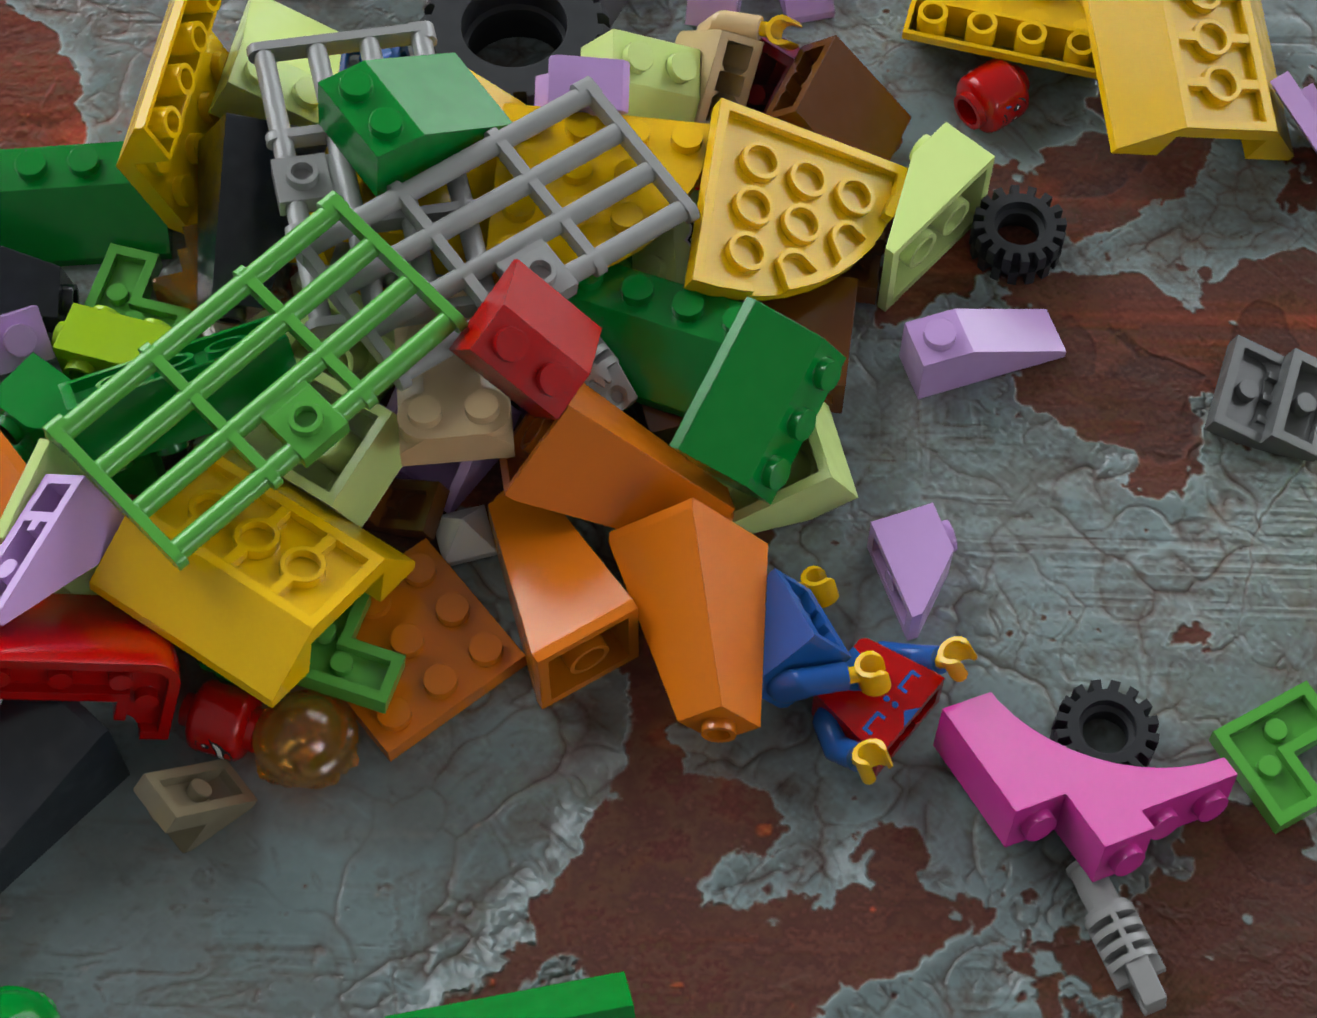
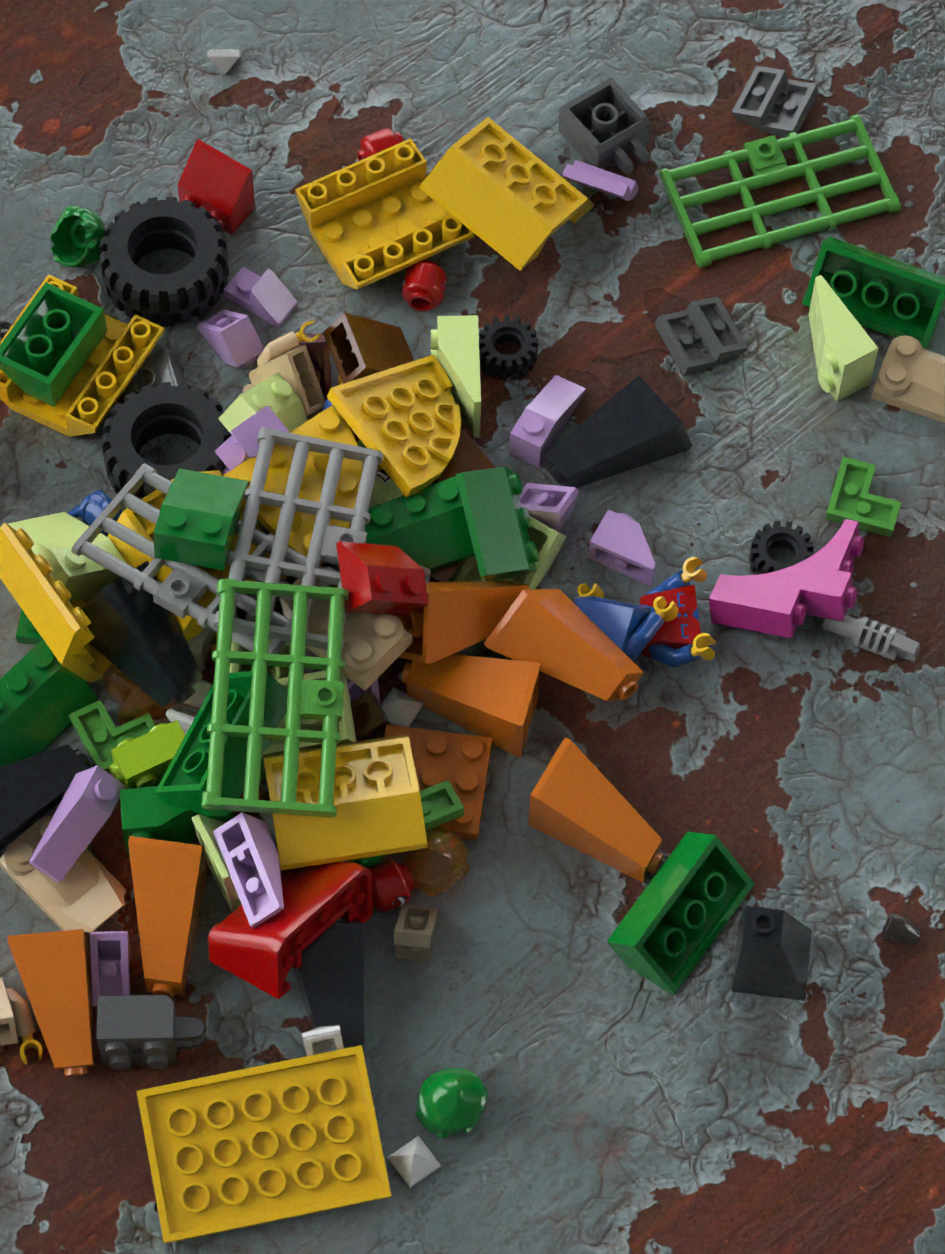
camera: 45 degrees left, 0 degrees up
(527, 829) = (589, 814): none -> orange slope
(872, 444) = (549, 503): none -> lavender slope
(1039, 431) = (619, 437): none -> black slope

